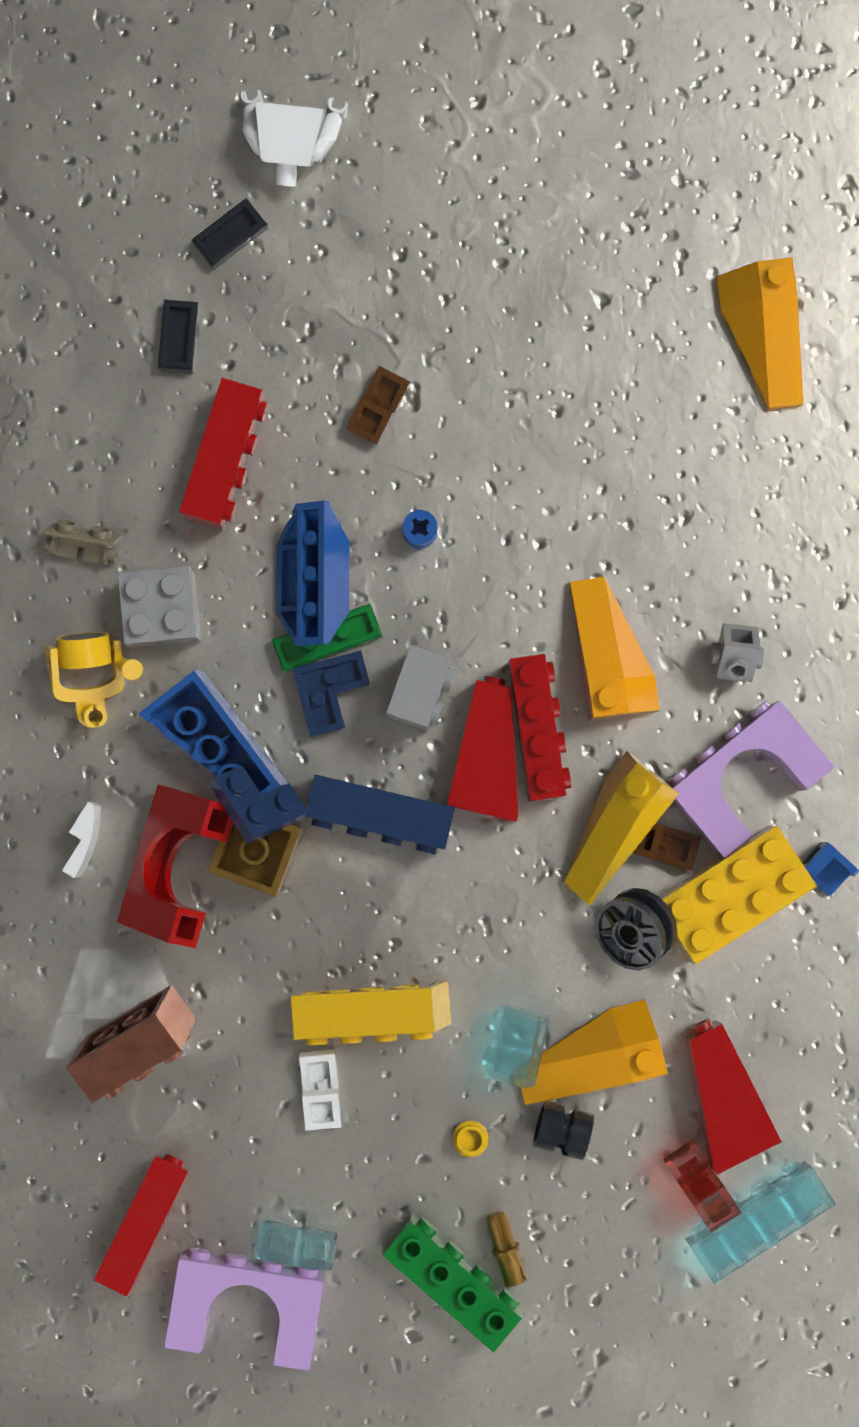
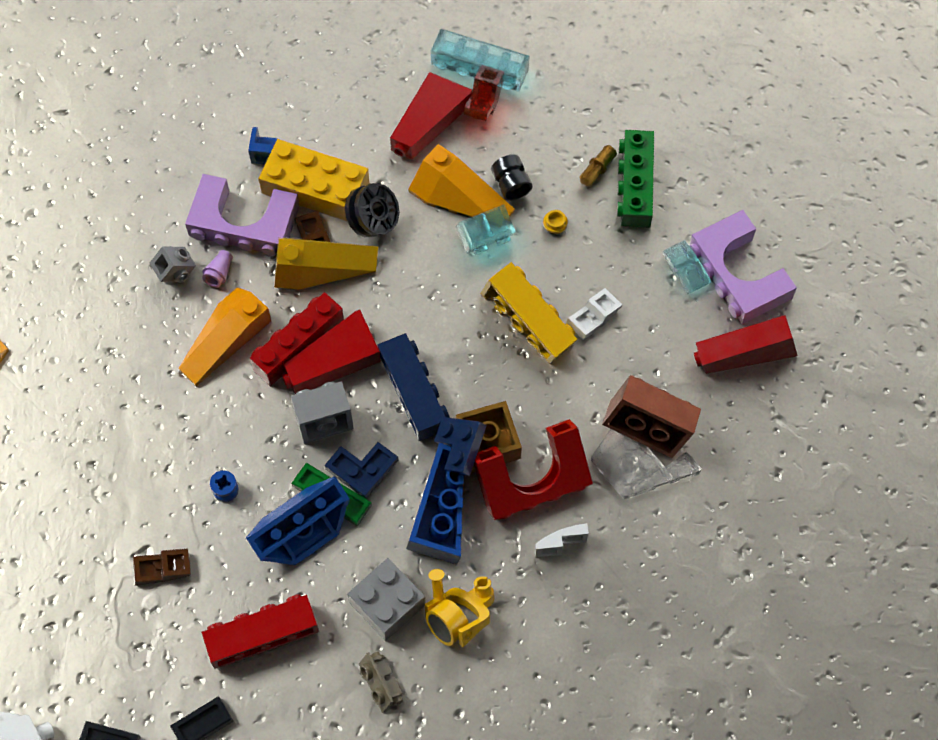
camera: 125 degrees left, 20 degrees down
(697, 703) = (216, 271): none -> lavender cone

